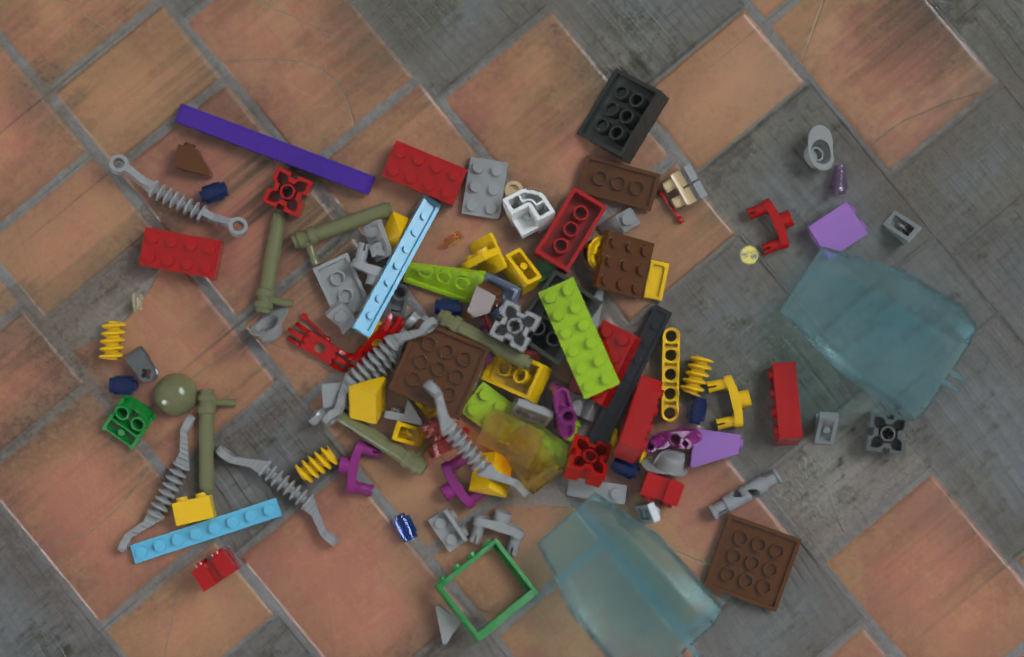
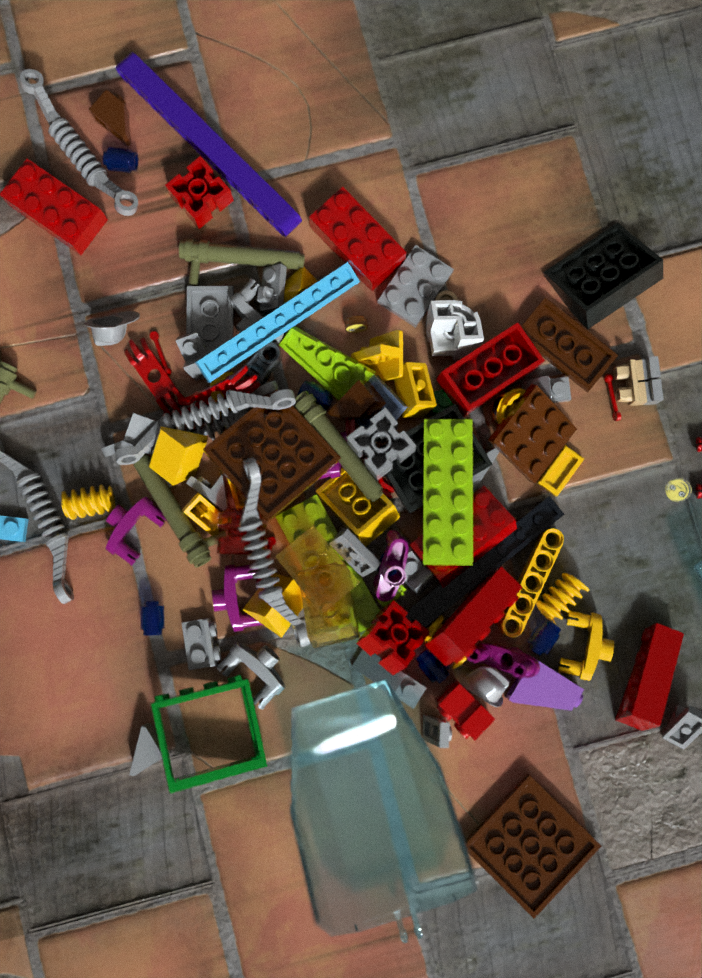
camera: 30 degrees right, 5 degrees down
(266, 293) = (125, 288): olive cylinder -> none
(733, 500) = (576, 759): light grey piece -> none

